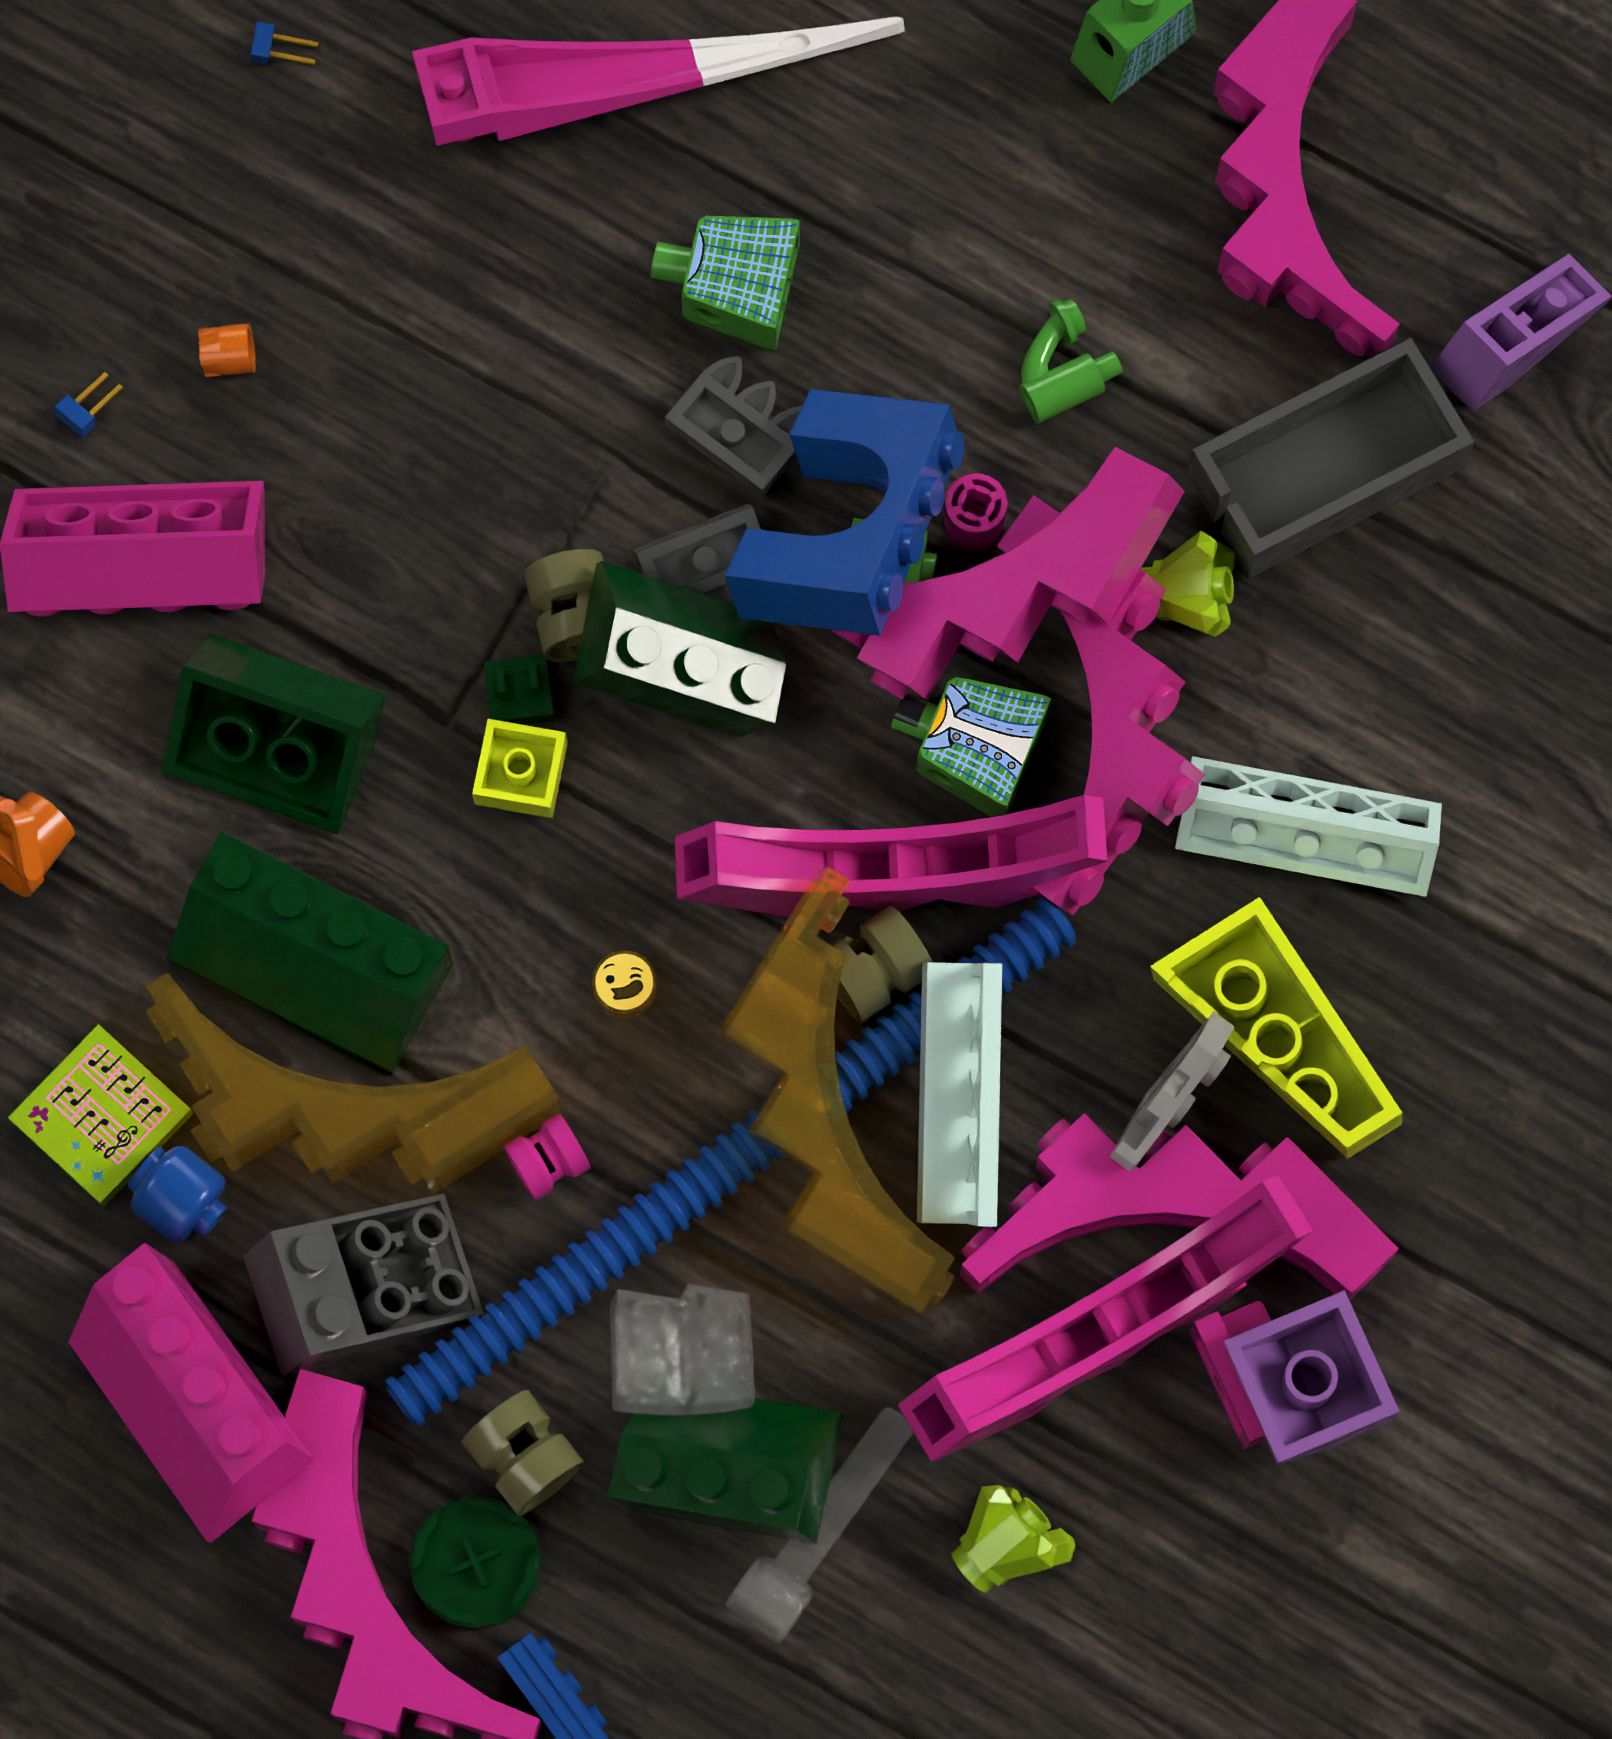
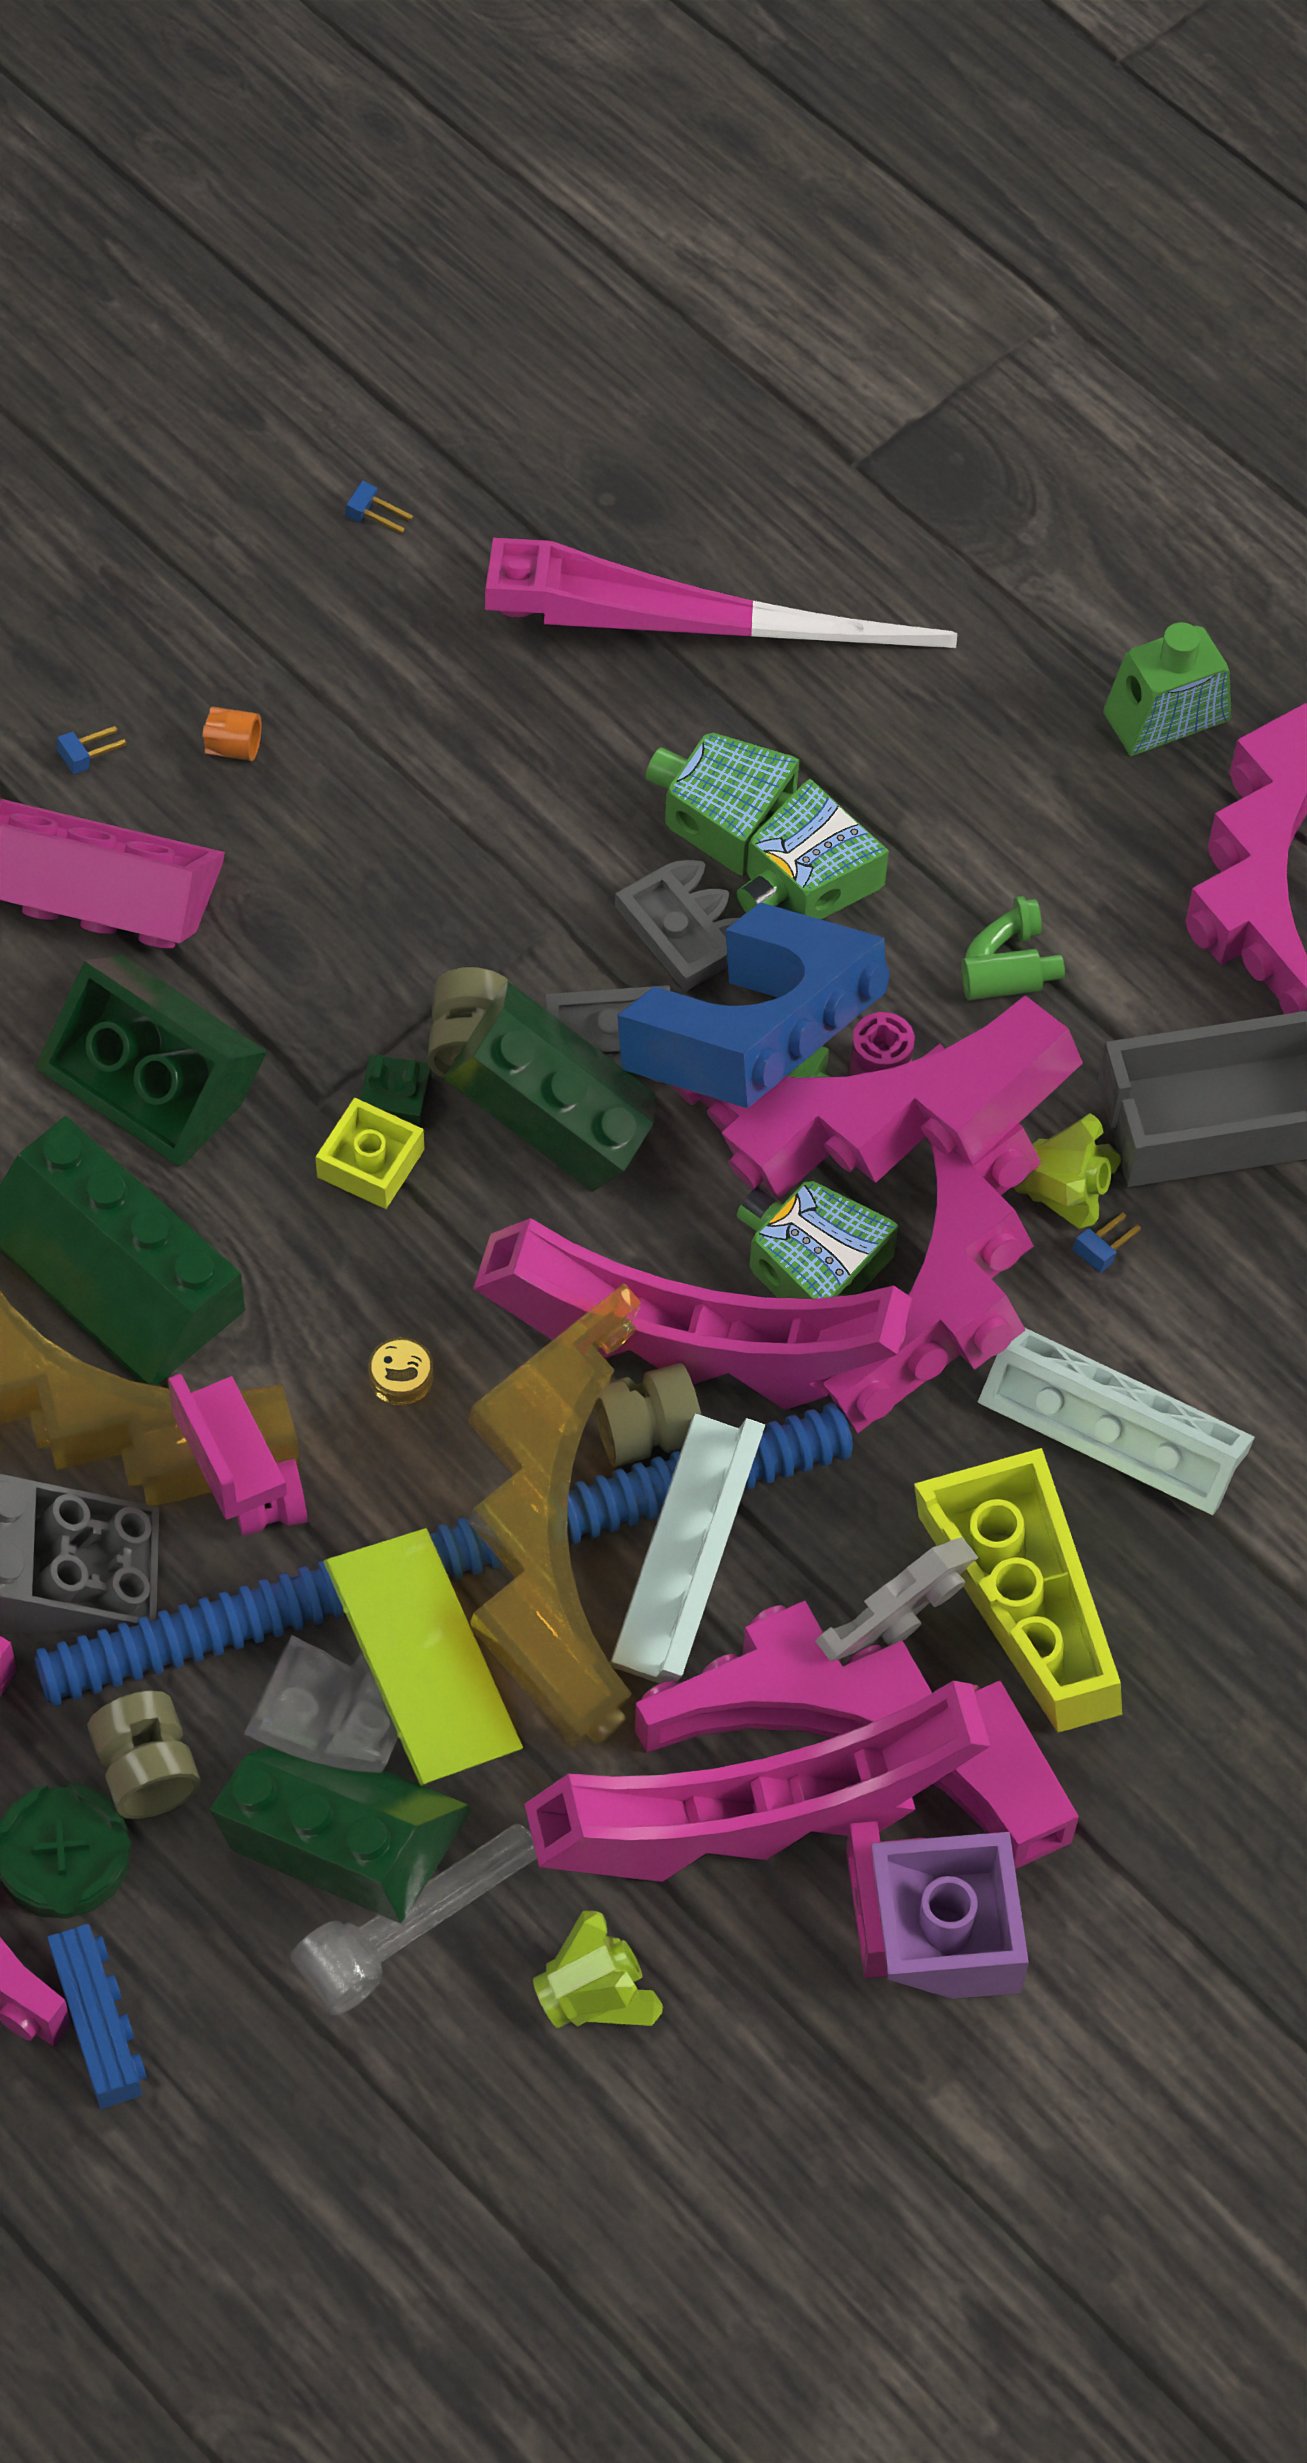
camera: 15 degrees right, 15 degrees down
(498, 1129) = (227, 1445): none -> dark pink panel
(749, 1278) = (423, 1656): none -> lime window
(841, 320) = (812, 858): none -> torso
(1237, 654) = (1097, 1251): none -> blue piece

